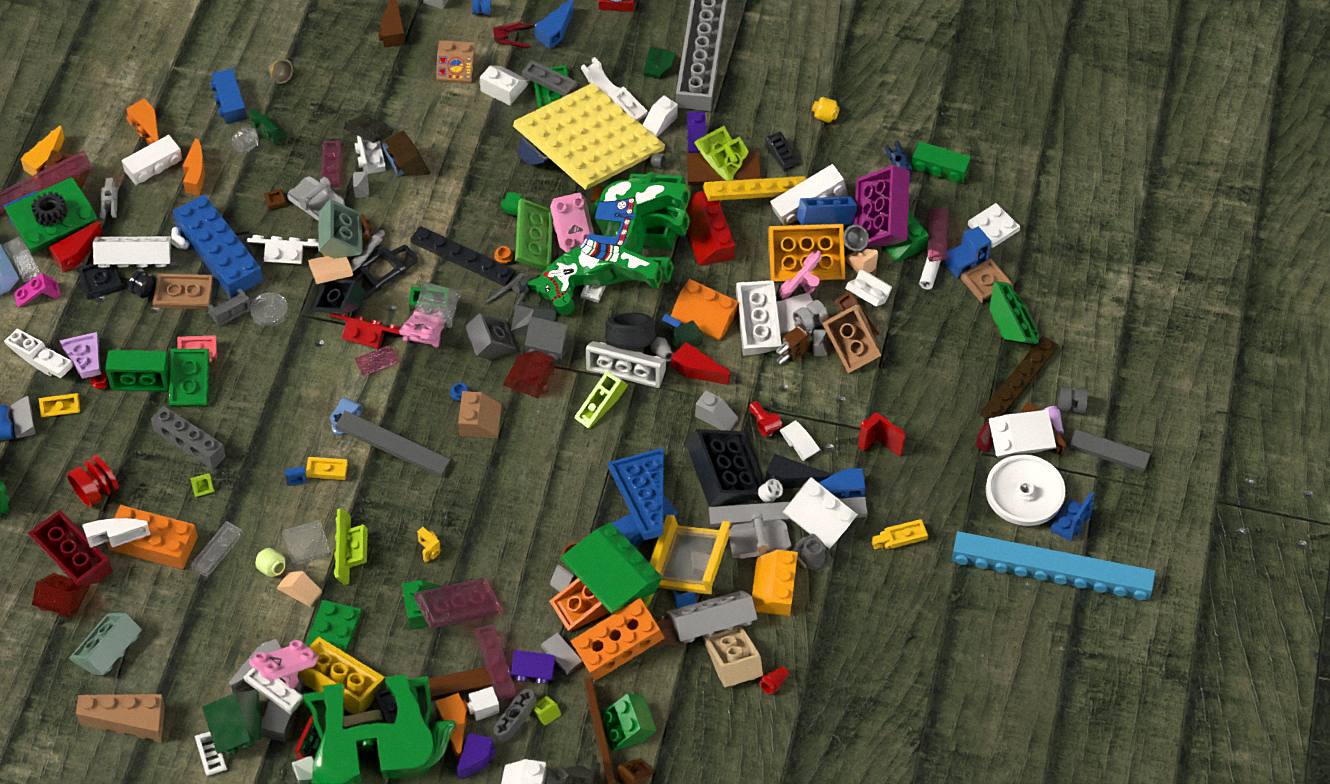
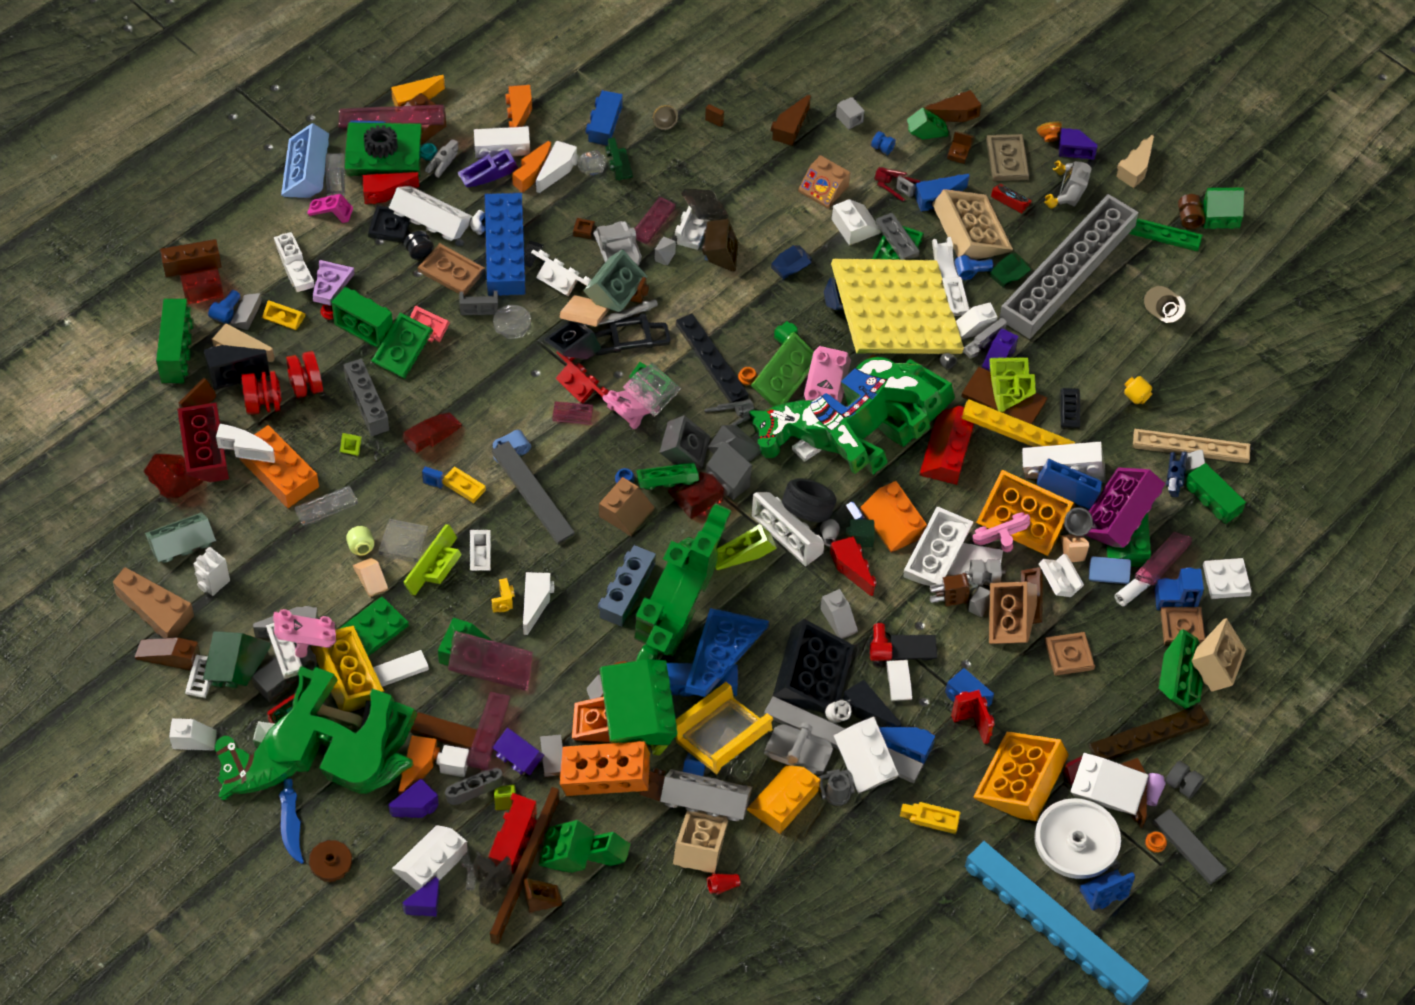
camera: 30 degrees right, 0 degrees up
(34, 515) = (199, 395): none -> reddish brown slope
(42, 450) = (233, 337): none -> tan slope
(48, 469) = (229, 363): none -> black slope
(93, 198) = (428, 151): none -> teal plate
(120, 445) = (304, 374): none -> red wheel
(157, 188) = (488, 169): none -> dark purple slope
(159, 657) = (211, 571): none -> white hinge
(167, 748) = (168, 652): none -> reddish brown slope
(216, 155) = (557, 165): none -> white slope
(266, 438) = (431, 431): none -> clear red slope
(322, 49) = (714, 115): none -> reddish brown tile
(382, 515) = (480, 550): none -> white slope
(383, 649) = (401, 668): none -> white tile
(454, 527) = (537, 596): none -> white slope
(473, 142) = (791, 261): none -> dark blue slope
(497, 371) = (667, 476): none -> green plate
(525, 33) = (905, 186): none -> light grey slope
(525, 453) = (618, 610): none -> sand blue brick
(578, 732) = (515, 831): none -> red wedge
(583, 455) = (690, 565): none -> green animal
(600, 38) = (971, 224): none -> tan slope
(622, 76) = (968, 268): none -> blue pin
(665, 703) = (609, 849): none -> green slope
(677, 128) = (985, 338): none -> light grey hinge
(793, 406) = (913, 647): none -> black piece
(800, 30) = (1164, 304): none -> dark tan piece
(855, 415) = (967, 682): none -> blue slope
(901, 132) = (1182, 443): none -> tan tile
(901, 265) = (1109, 570): none -> medium blue slope
(908, 144) = (1194, 460): none -> slope
(915, 348) = (1069, 653): none -> medium nougat tile
(947, 463) = (1022, 774): none -> light orange slope
(1034, 290) = (1219, 657): none -> tan slope
(1082, 461) = (1156, 842): none -> orange plate

